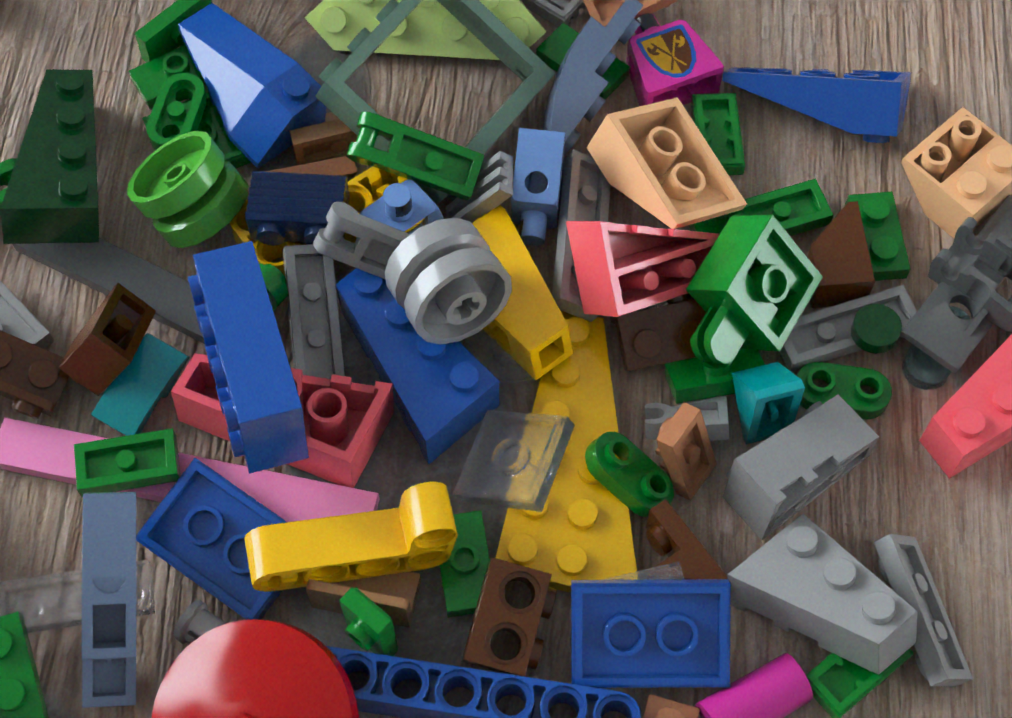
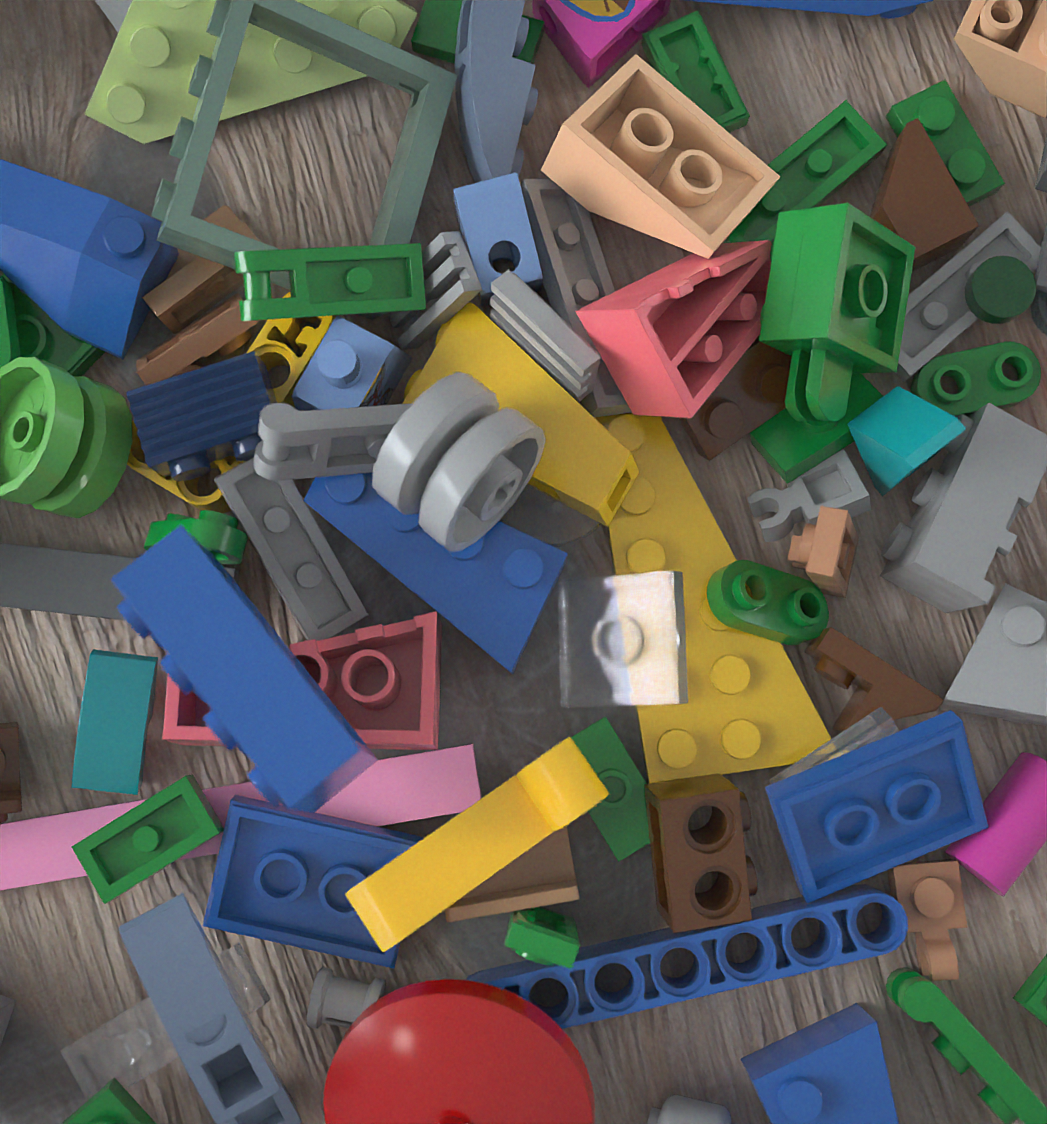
camera: 15 degrees left, 20 degrees up
(108, 340) = (46, 686): reddish brown slope -> none
(541, 237) = (544, 335): none -> light grey tile

